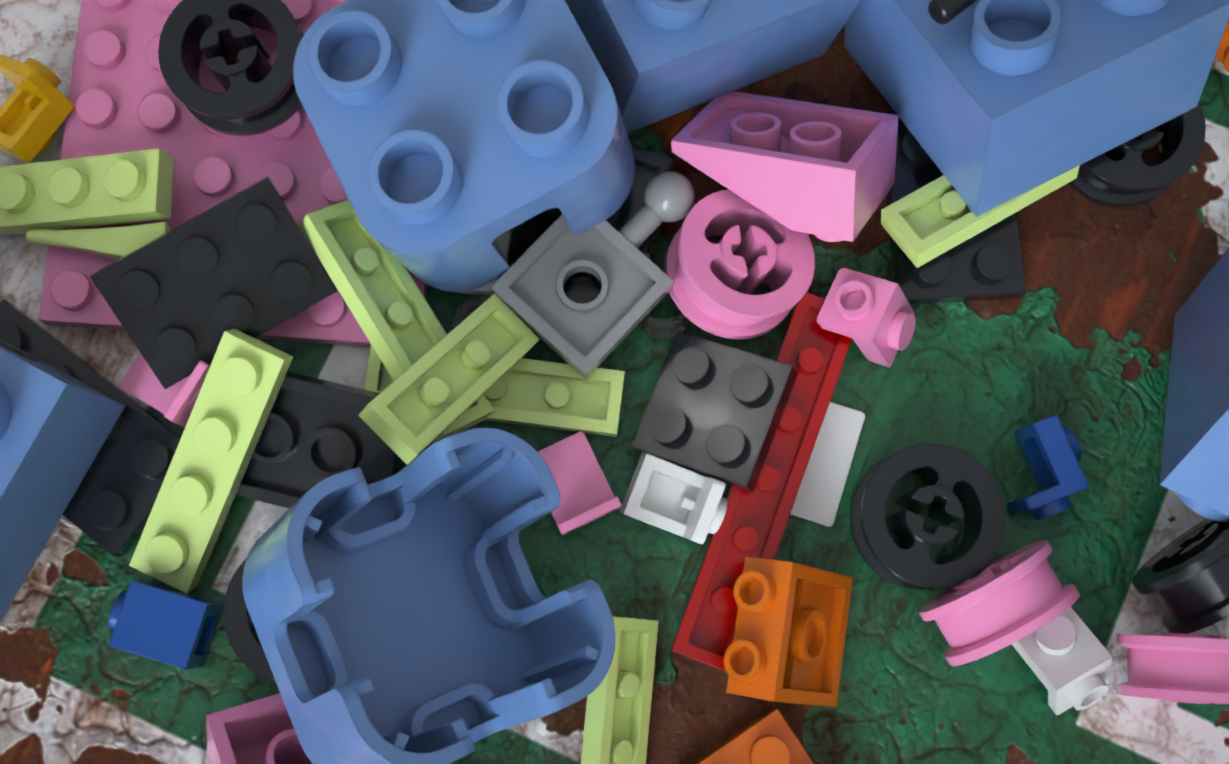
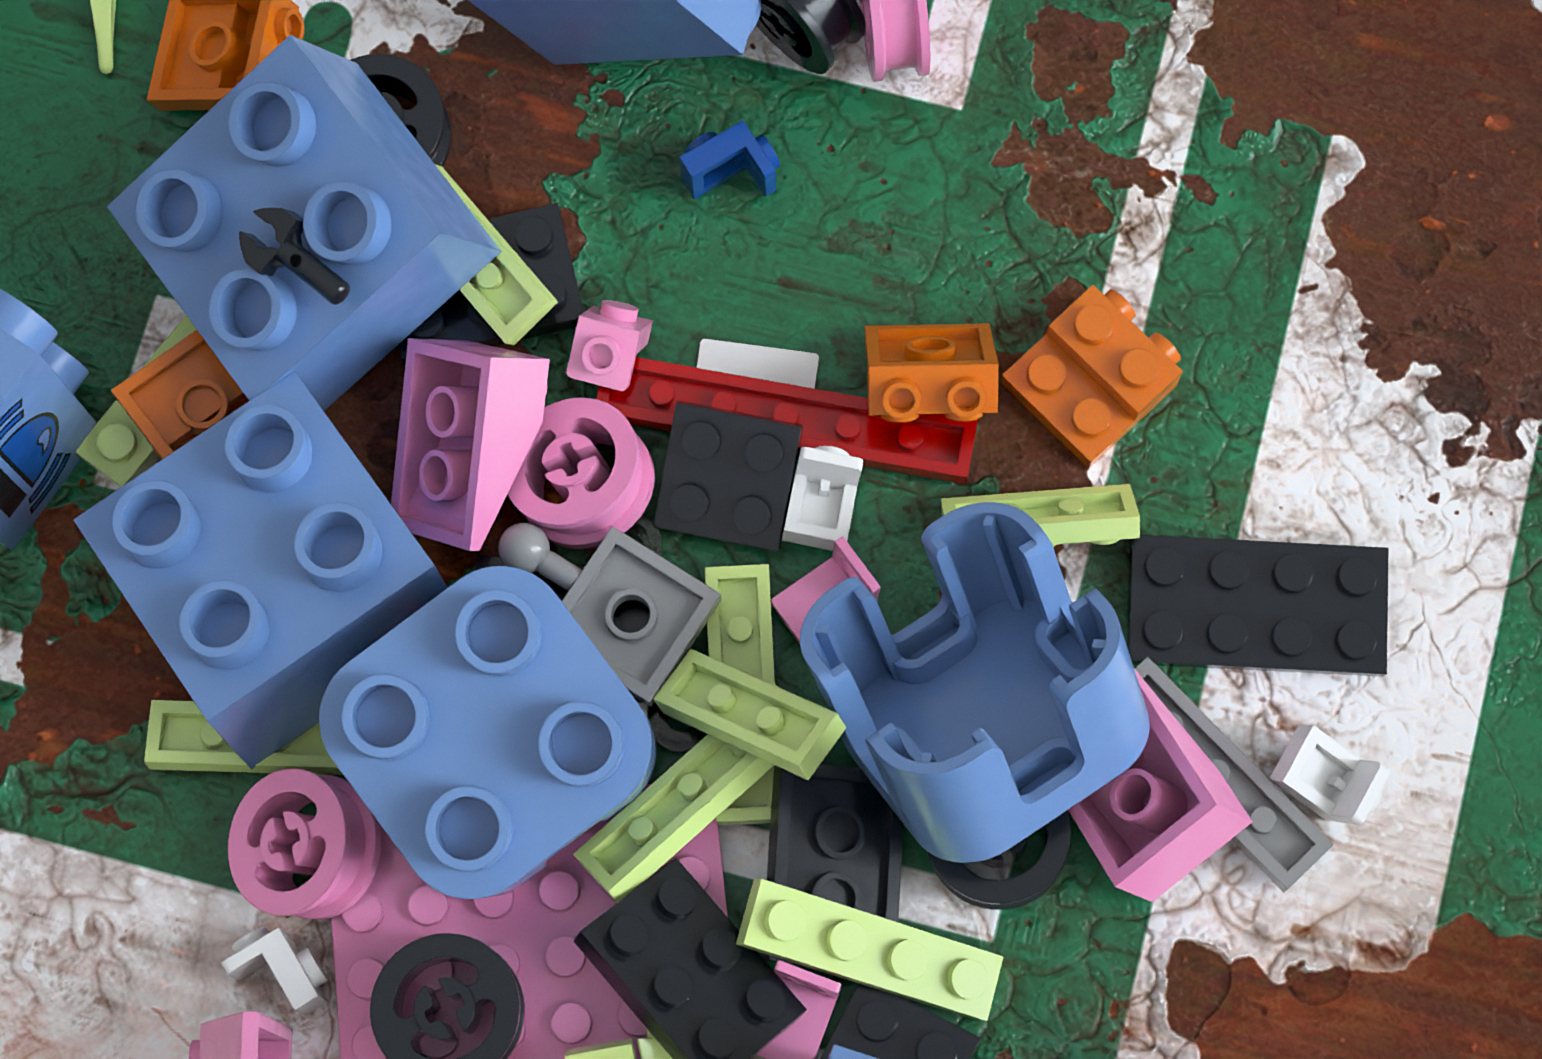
camera: 90 degrees left, 5 degrees down
(164, 624) = (1037, 968): blue brick -> none
(942, 472) = (754, 255): black wheel -> none
(999, 604) = (867, 186): bright pink wheel -> none
(1067, 662) = (902, 127): white bracket -> none

